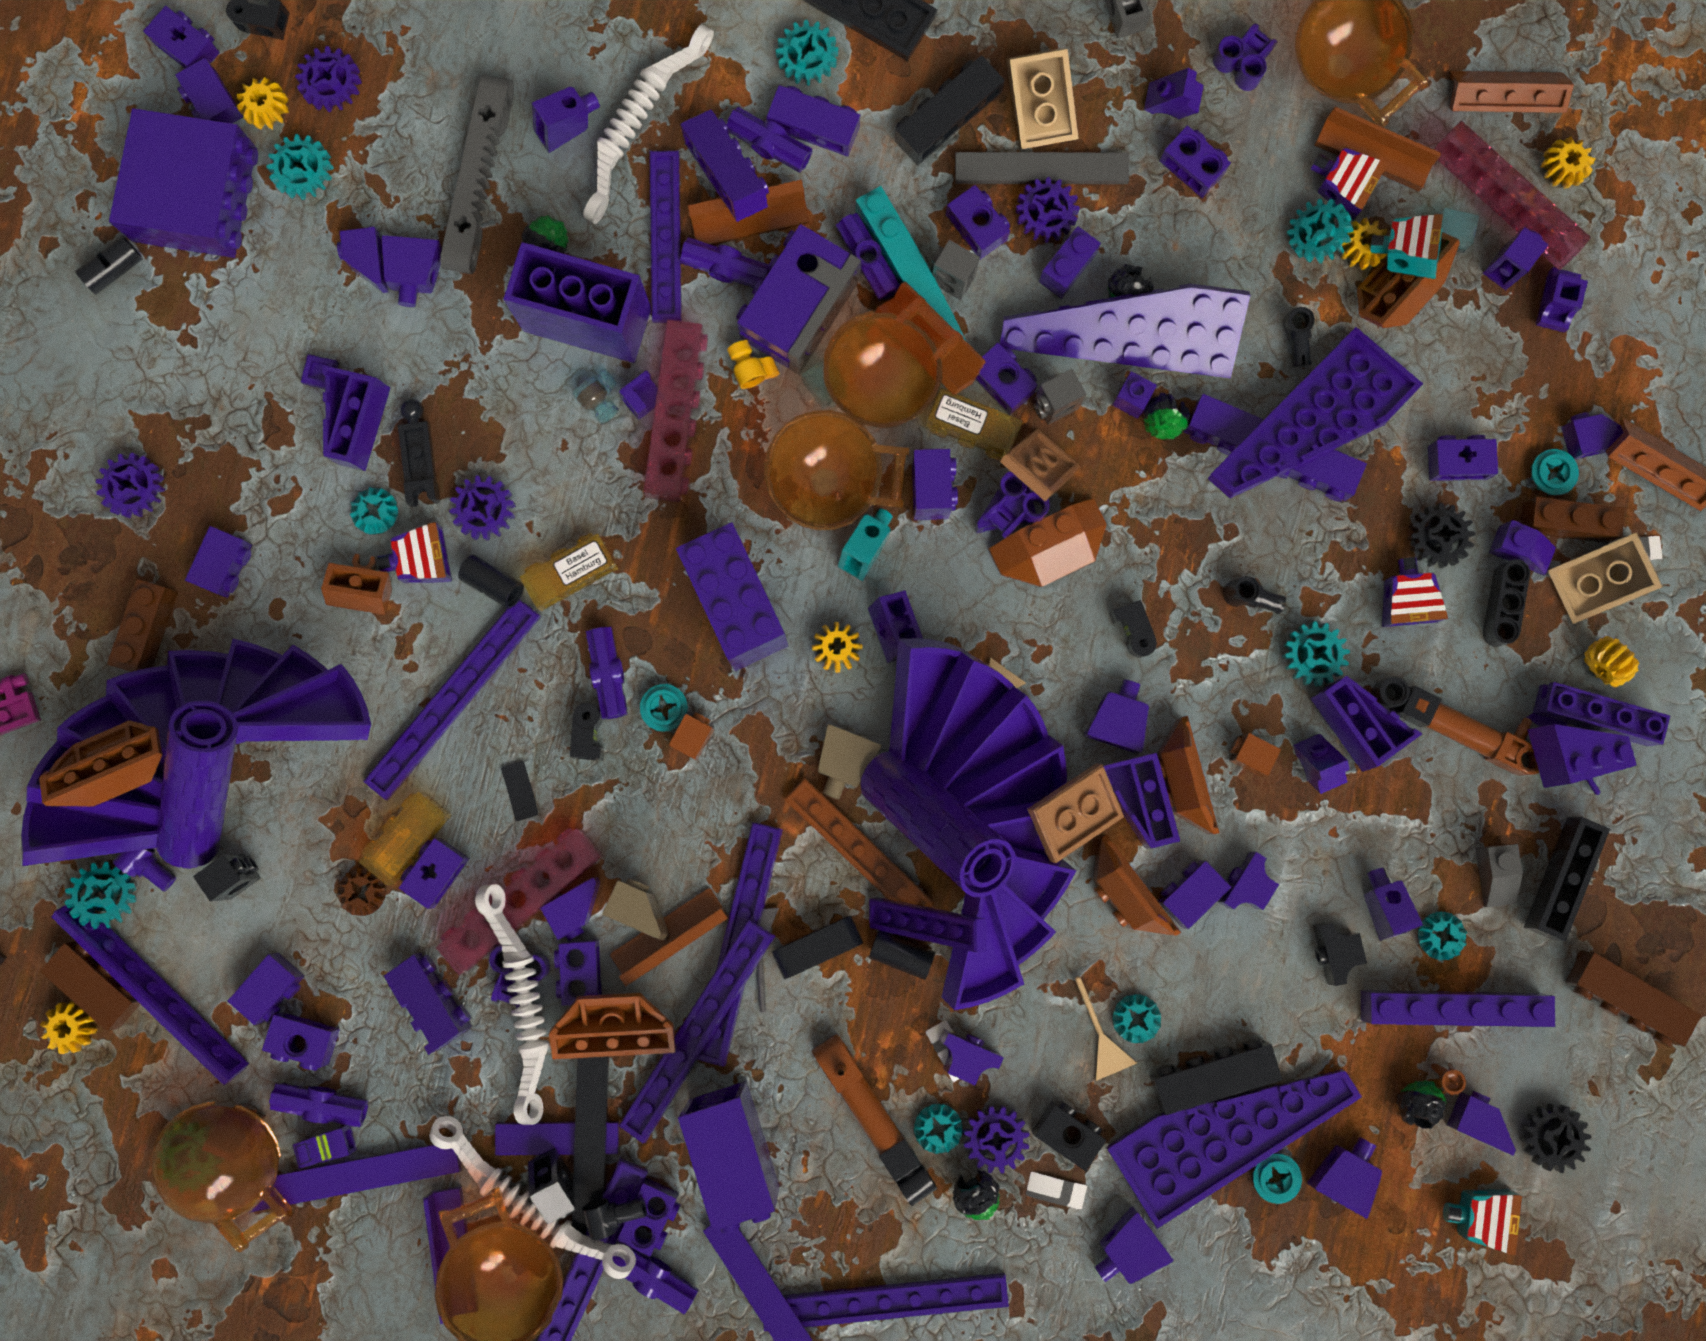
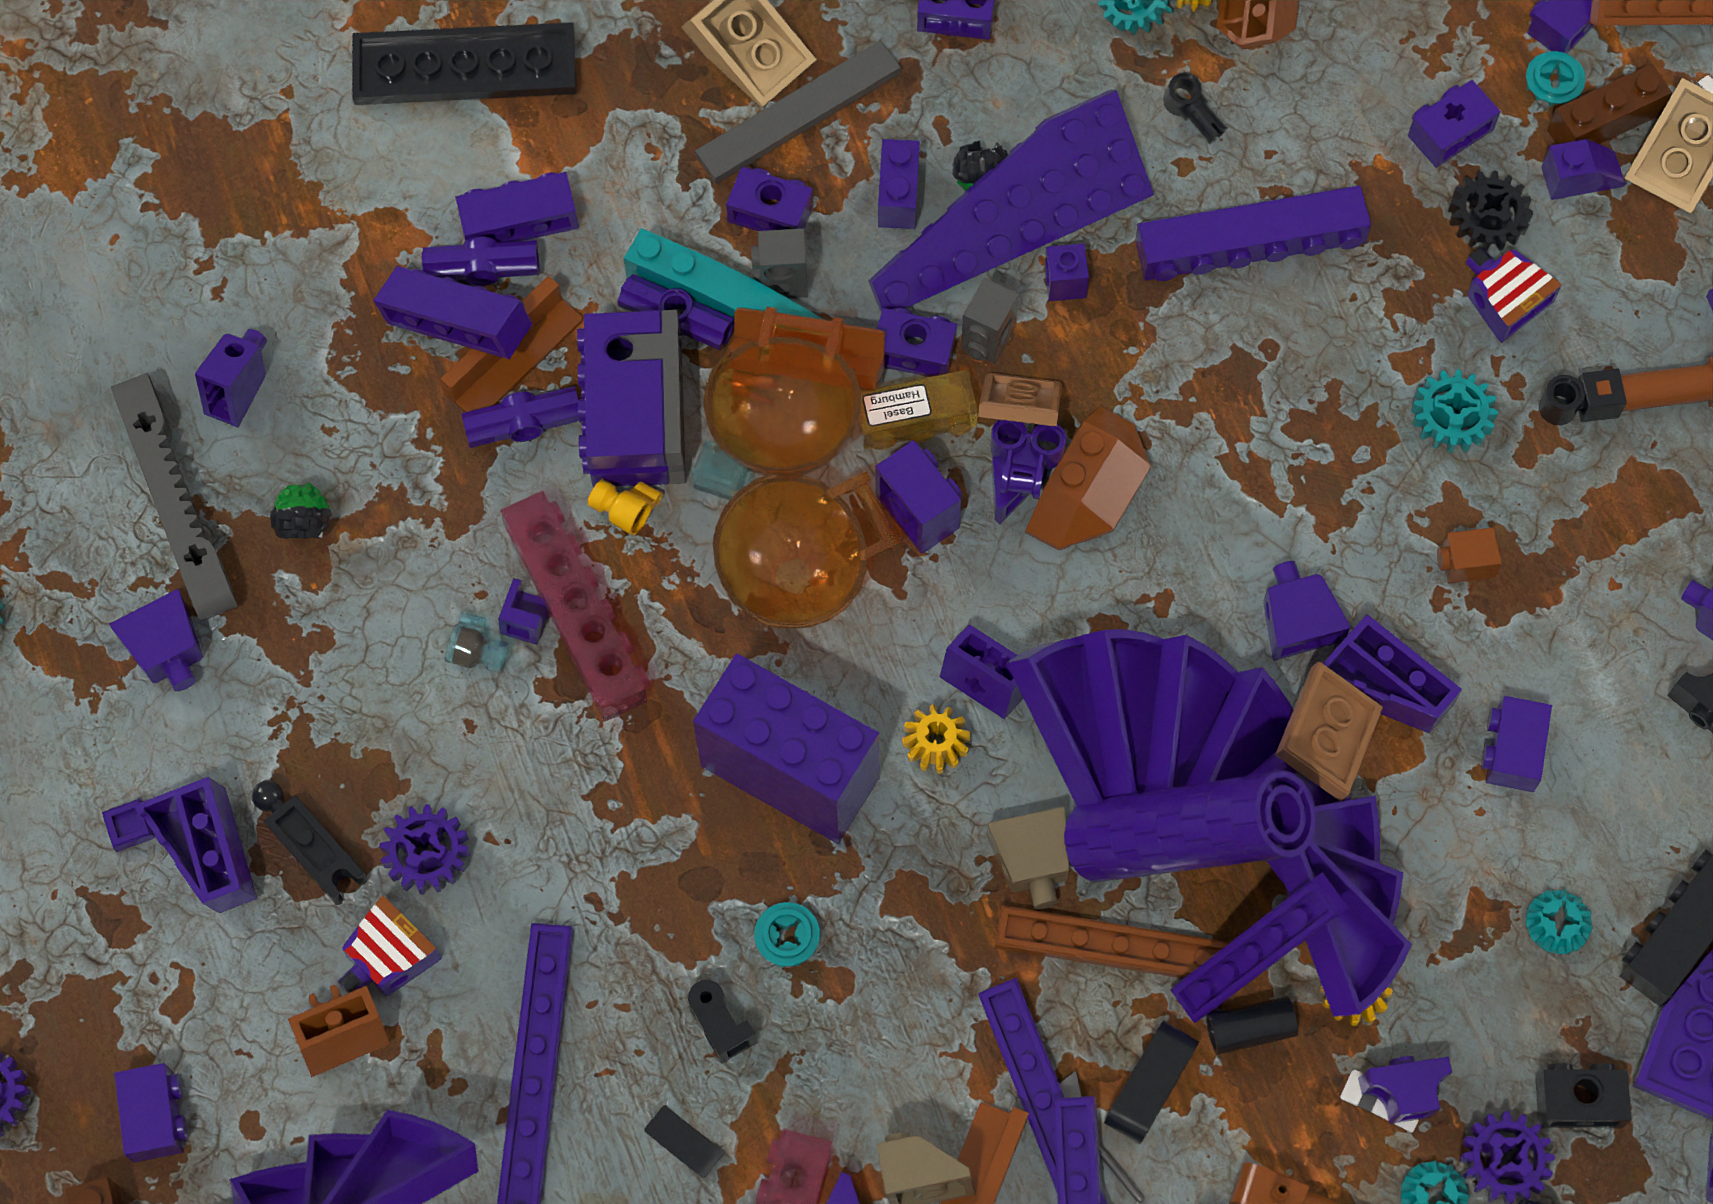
camera: 30 degrees left, 15 degrees down
(364, 254) = (99, 663): dark purple slope -> none
(387, 511) = (304, 952): teal gear -> none
(491, 581) = (491, 920): black pin -> none
(568, 571) = (573, 854): clear yellow brick -> none
(578, 302) = (393, 546): dark purple brick -> none
(606, 673) = (695, 938): dark purple piece -> none
(655, 78) = (308, 323): white piece -> none
(665, 236) = (433, 431): dark purple tile -> none
(692, 735) = (842, 942): dark orange brick -> none
(798, 44) = (442, 152): teal gear -> none
(865, 544) = (890, 609): teal torso -> none
(949, 109) = (657, 113): black brick -> none
(1056, 1190) = (1615, 1174): white sticker -> none
(1060, 215) = (817, 144): dark purple gear -> none
(1109, 1056) = (1560, 983): tan piece -> none
(1127, 892) = (1447, 790): dark orange wedge -> none
(1137, 628) = (1246, 507): black leg -> none
(1164, 418) = (1116, 272): green piece -> none
(1185, 778) = (1421, 625): dark orange wedge -> none
(1249, 884) = (1571, 691): dark purple brick -> none
(1253, 596) = (1336, 393): black pin -> none
(1322, 763) = (1547, 516): dark purple brick -> none
(1336, 403) = (1281, 150): dark purple wing -> none
(1362, 724) = (1556, 448): dark purple wedge -> none
(1516, 593) = (1608, 218): black beam -> none

